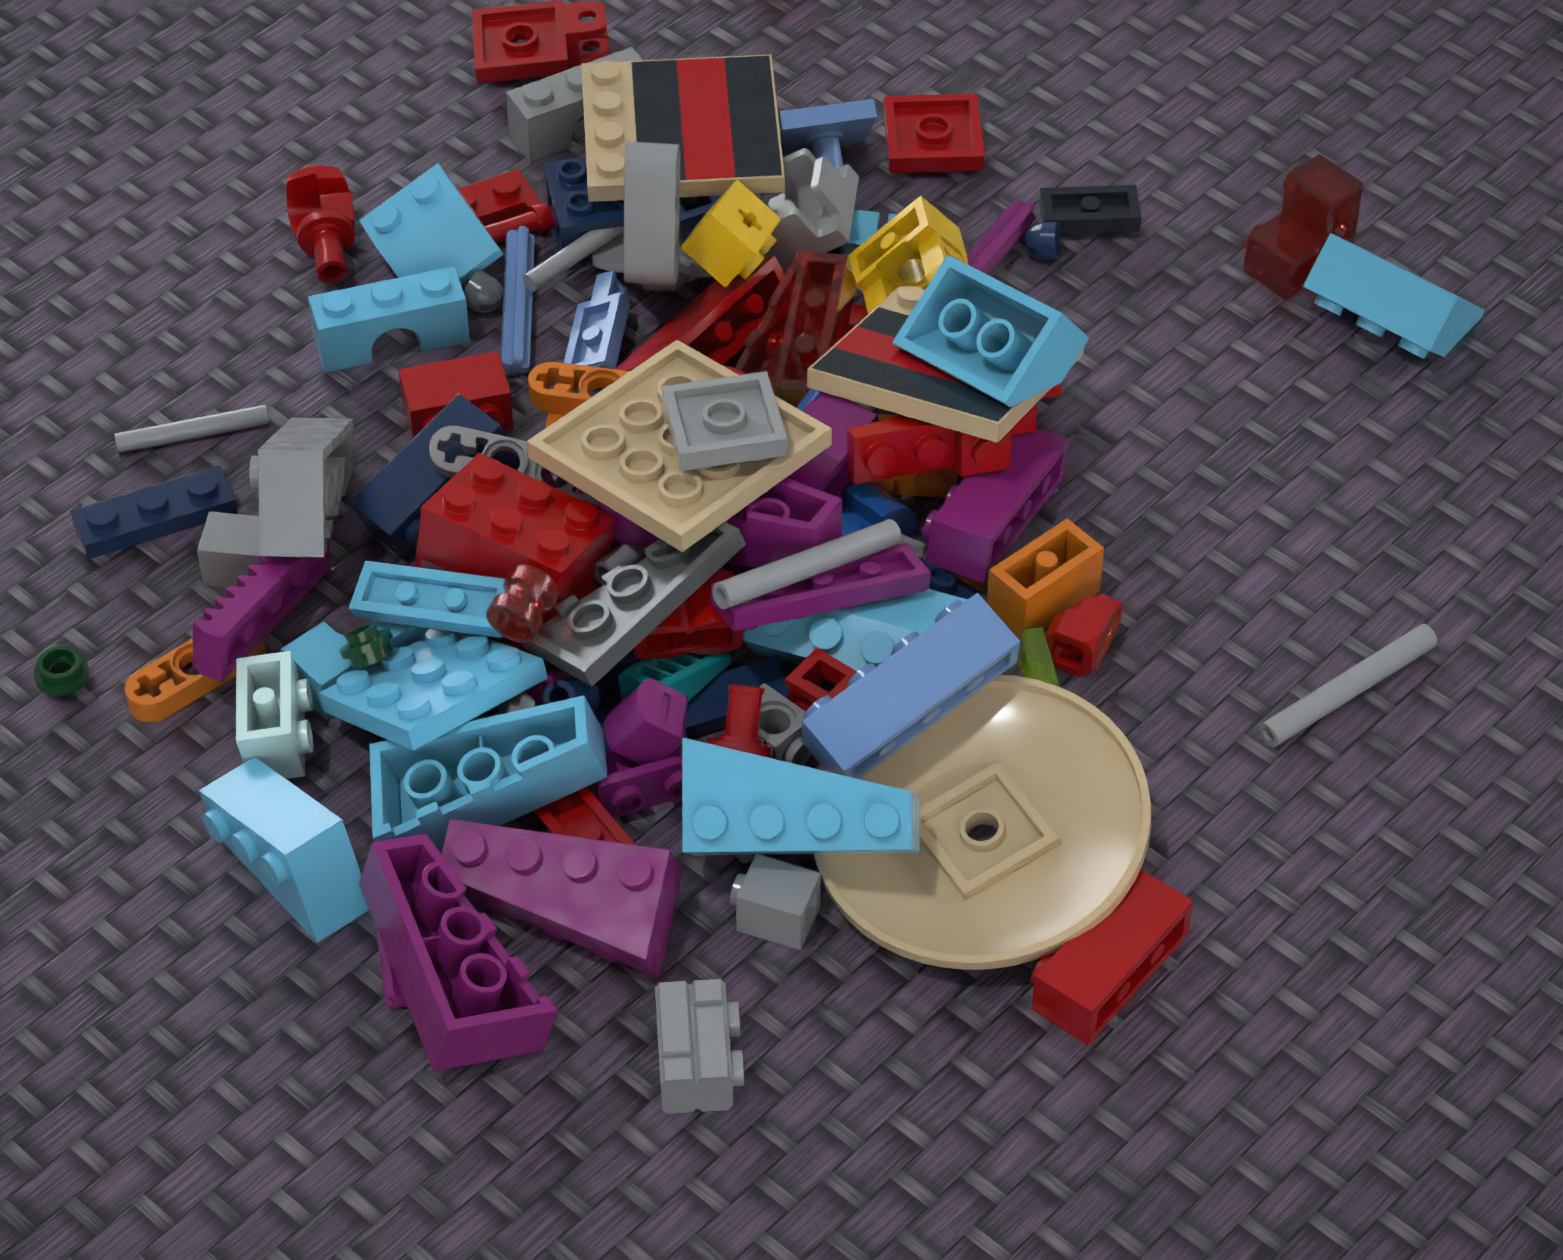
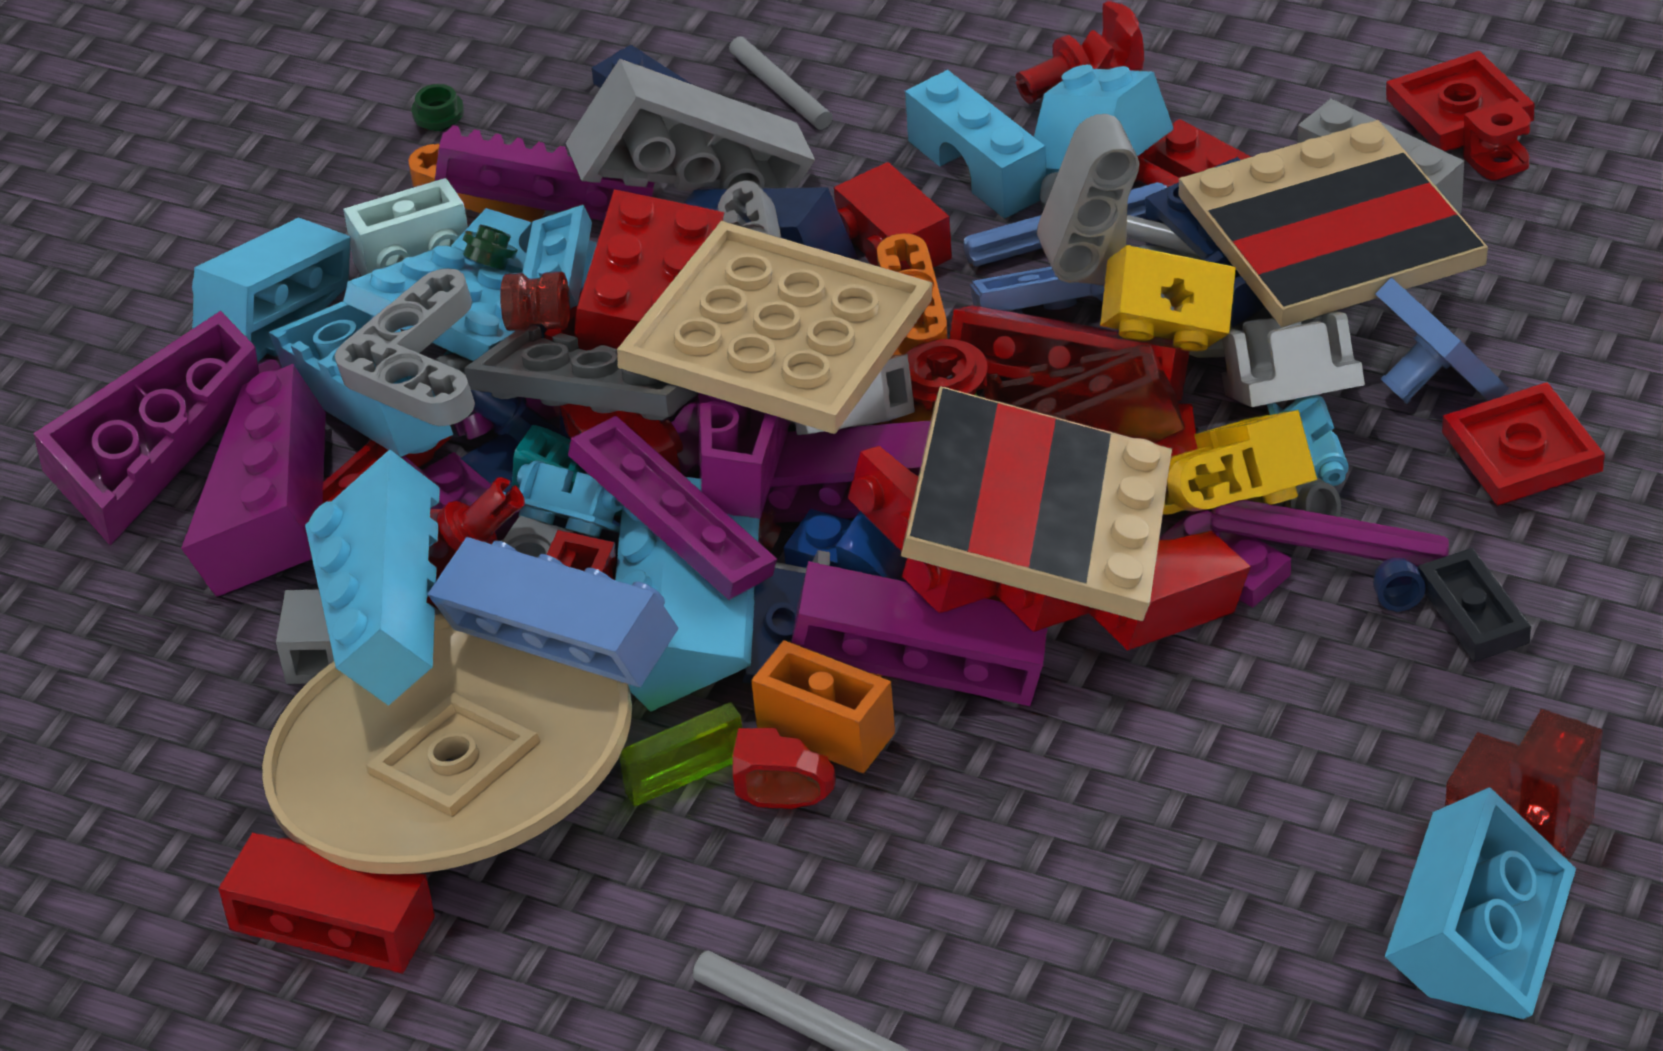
camera: 75 degrees right, 5 degrees down
(544, 714) = (433, 308): none -> light grey beam
(647, 723) = (468, 456): magenta piece -> none
(695, 1046) = (119, 629): light grey brick -> none
(724, 421) = (786, 327): light grey plate -> none
(749, 662) = (546, 496): none -> medium azure hinge
(806, 564) = (675, 475): light grey piece -> none
(990, 334) = (1050, 499): medium azure slope -> none

